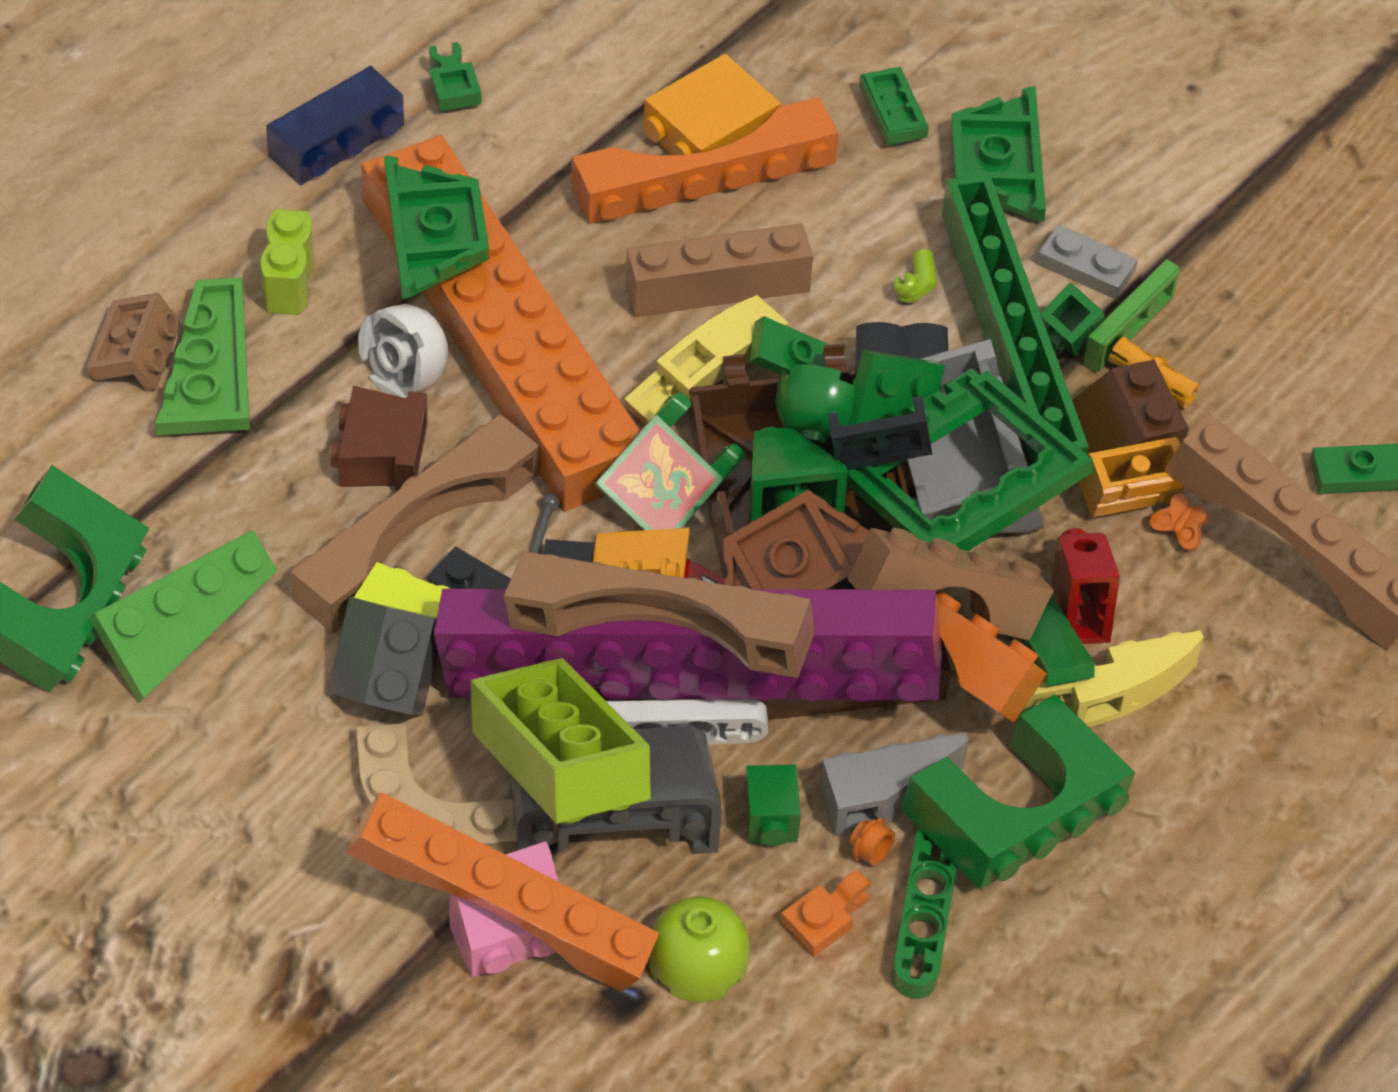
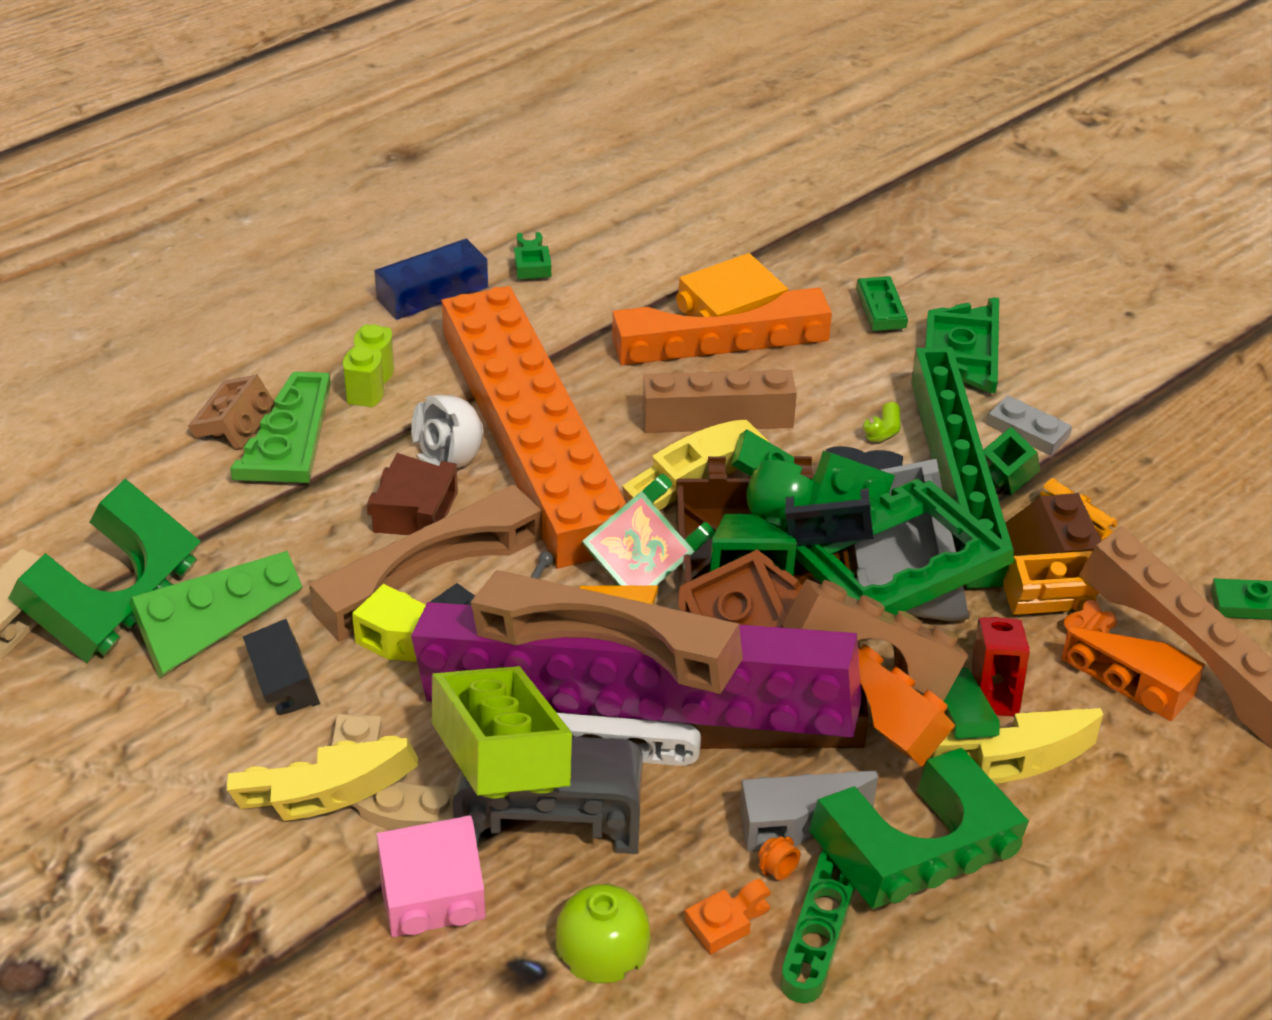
camera: 10 degrees right, 10 degrees down
(279, 676) = (281, 667): none -> black hinge
(339, 815) = (339, 779): none -> light yellow slope
(385, 657) = (373, 658): dark grey slope -> none
(434, 224) = (486, 341): green wing -> none
(436, 855) = (486, 895): orange arch -> none
(772, 804) = (691, 815): green brick -> none
(1131, 315) = (1063, 463): bright green tile -> none
(1239, 573) = (1138, 668): none -> orange slope

